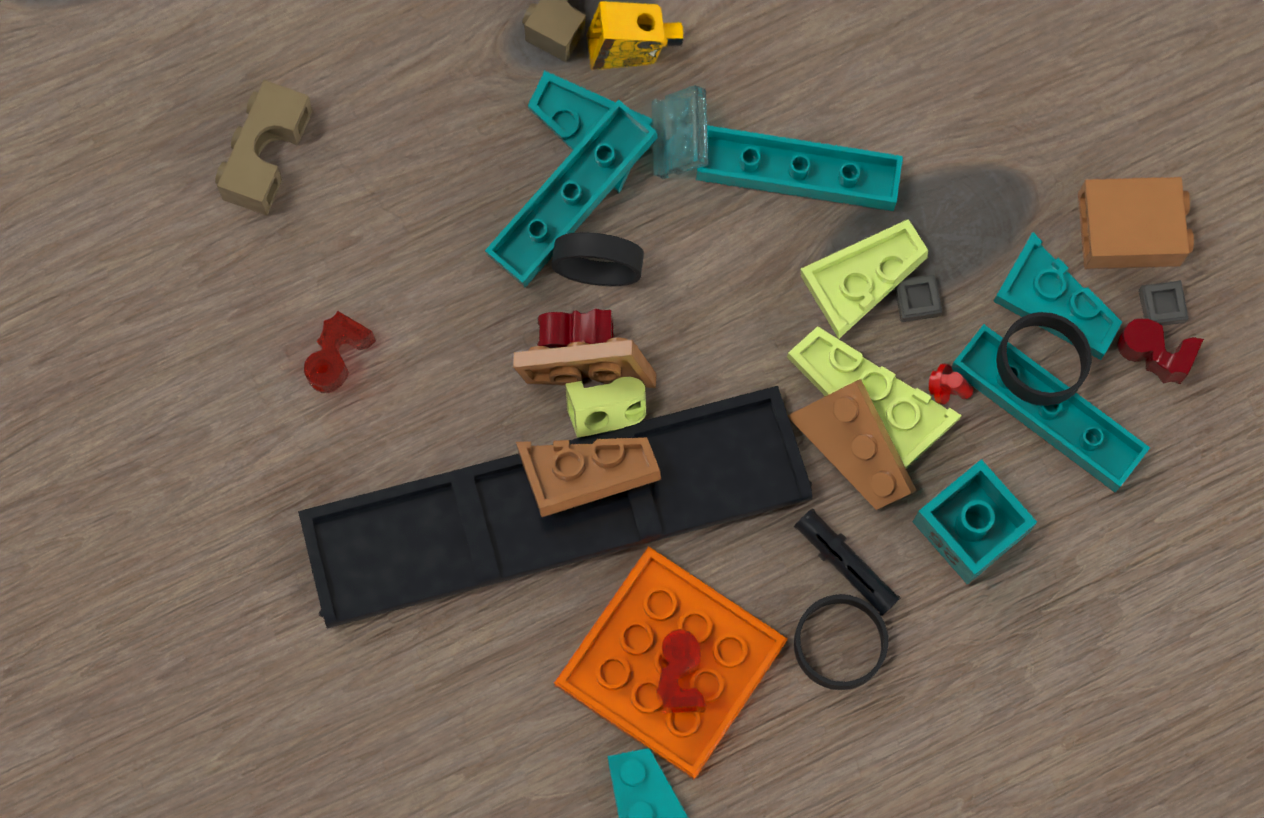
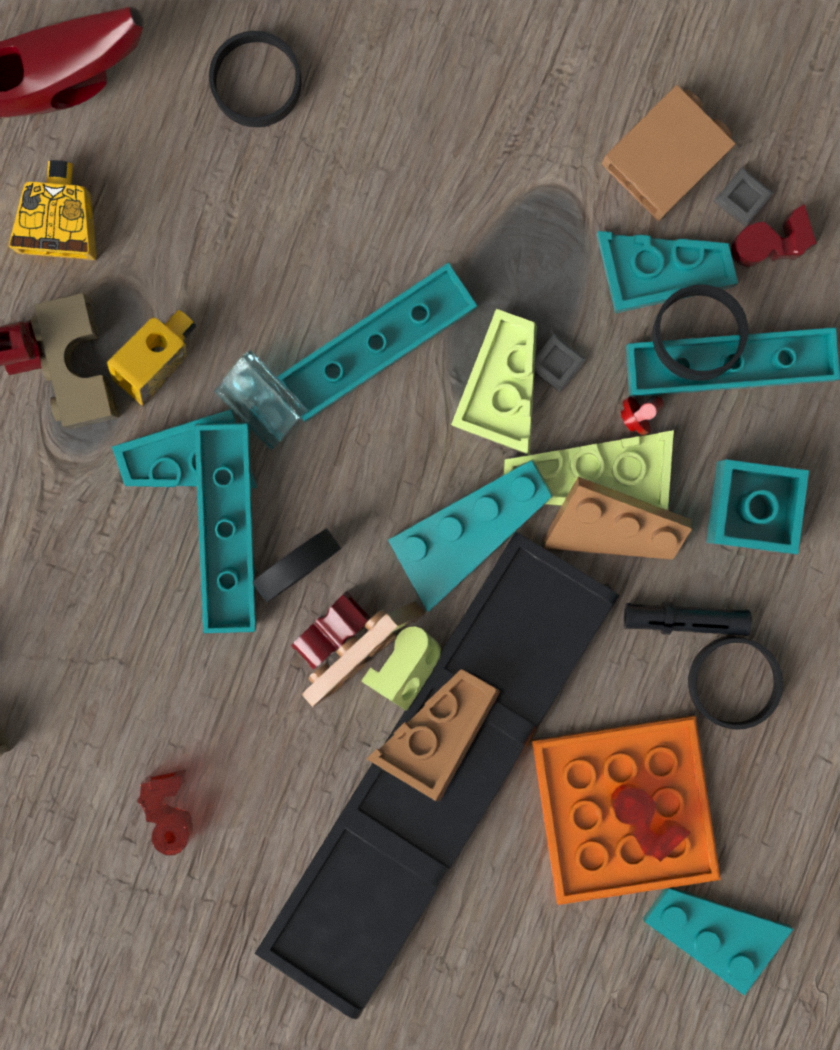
camera: 40 degrees left, 15 degrees up
(730, 350) = (461, 536): none -> teal wing

